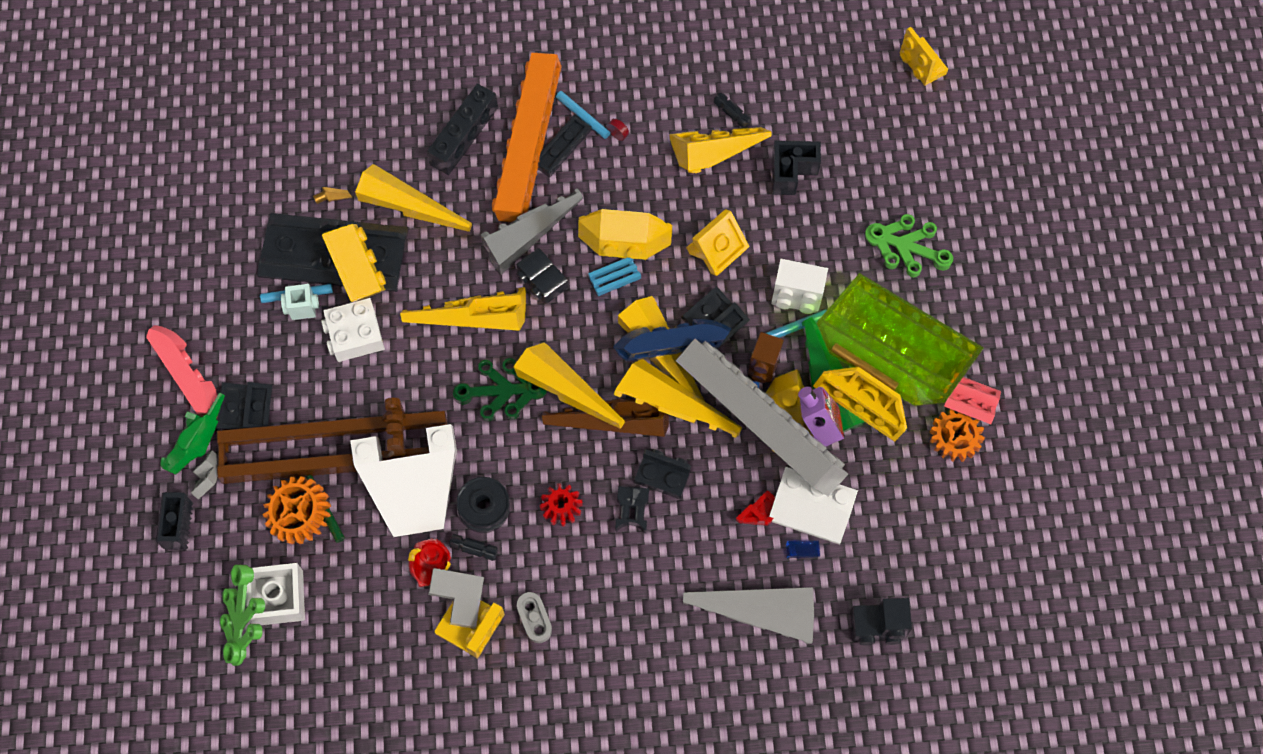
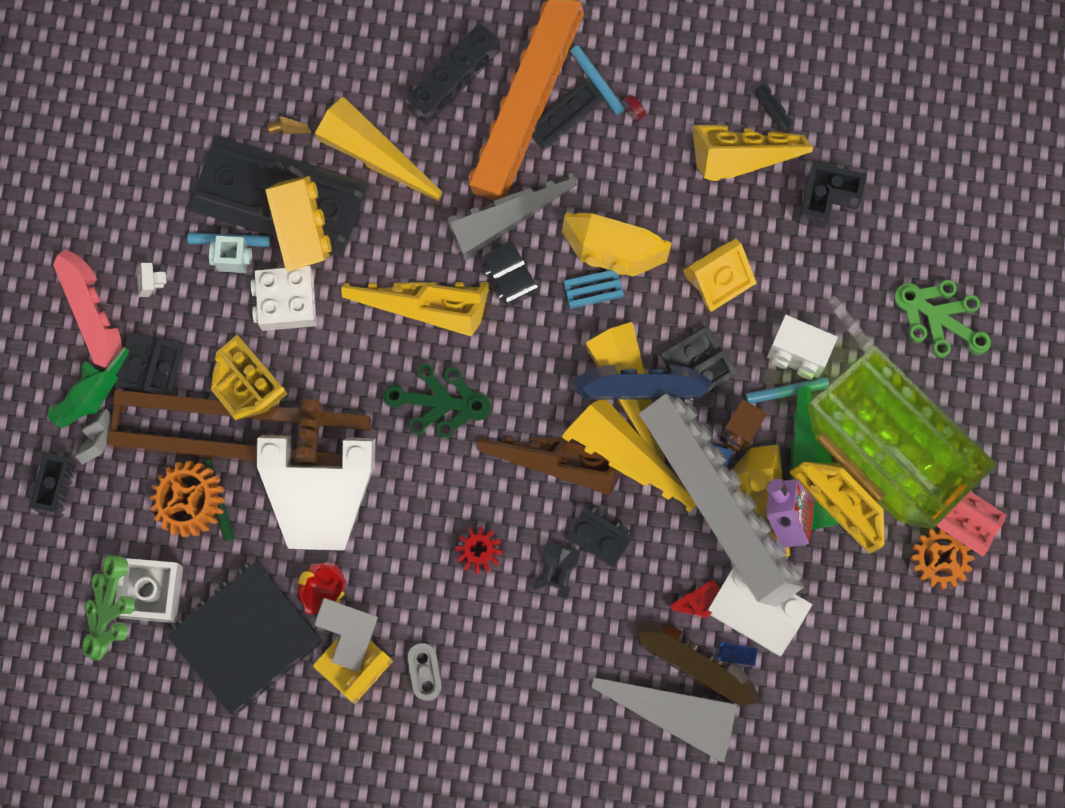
camera: 15 degrees right, 10 degrees up
(232, 336) = (148, 280): none -> white tile
(331, 401) = (243, 381): none -> yellow wedge
(368, 619) = (243, 638): none -> black panel
(473, 547) = (373, 578): black axle -> none
(480, 490) = (387, 516): black wheel -> none
(547, 370) = (496, 393): yellow wedge -> none
(777, 567) = (728, 684): none -> dark brown brick
(832, 263) = (850, 324): none -> clear bar
(882, 622) = (804, 757): black brick -> none
(921, 58) = (1016, 85): yellow bracket -> none

